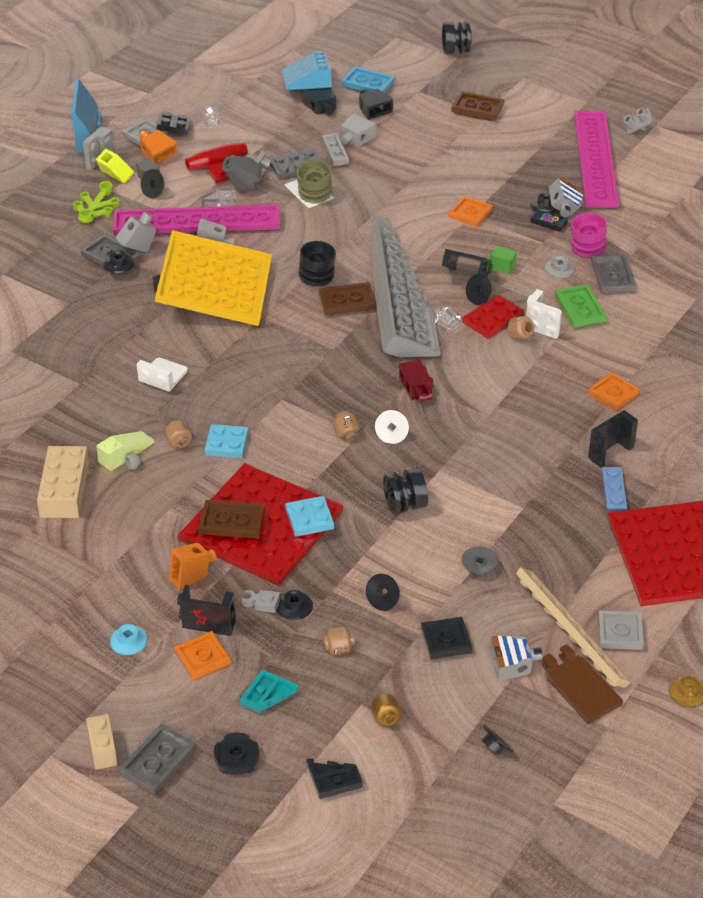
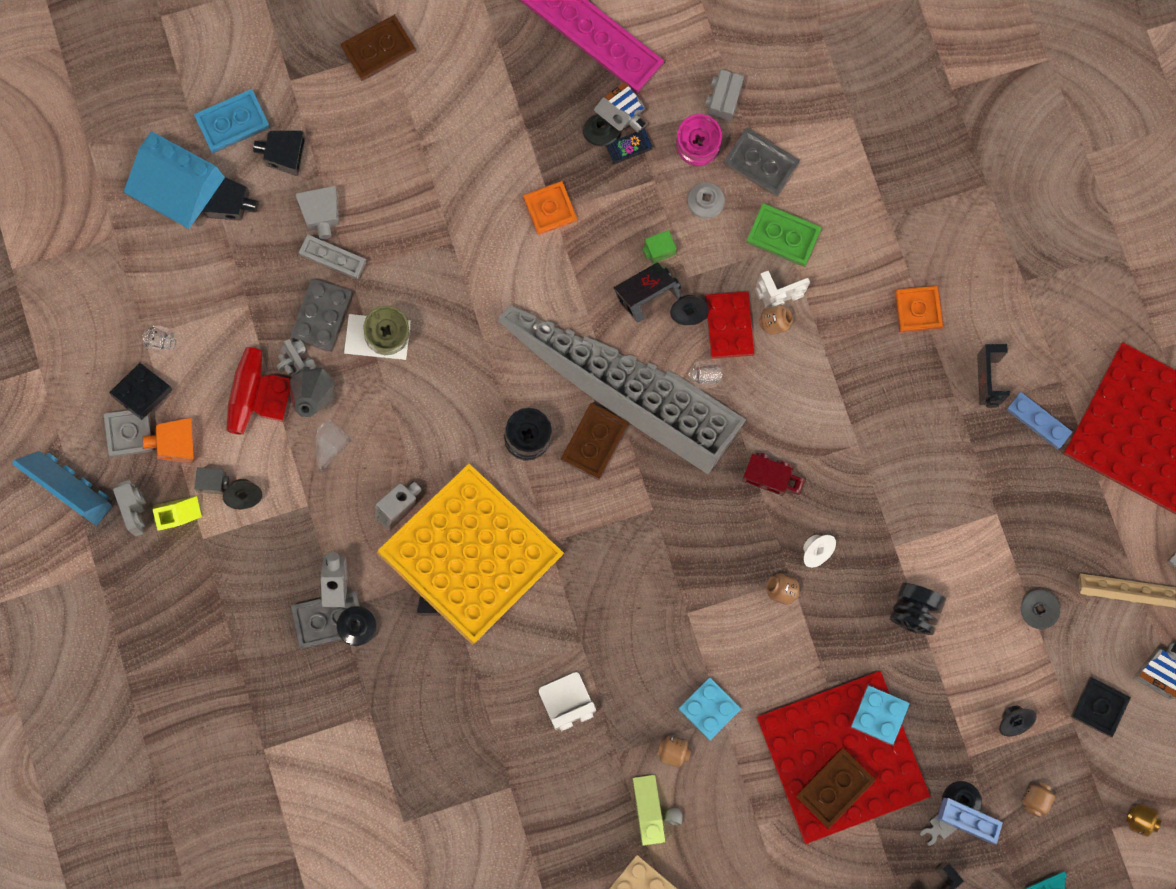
camera: 55 degrees left, 35 degrees up
(89, 214) = (220, 576): lime plant -> none
(187, 219) = (339, 492): dark pink plate -> none
(189, 564) = (859, 871): orange torso -> none
(281, 605) = (969, 820): none -> medium blue plate
(633, 236) = (725, 95): none -> light grey brick

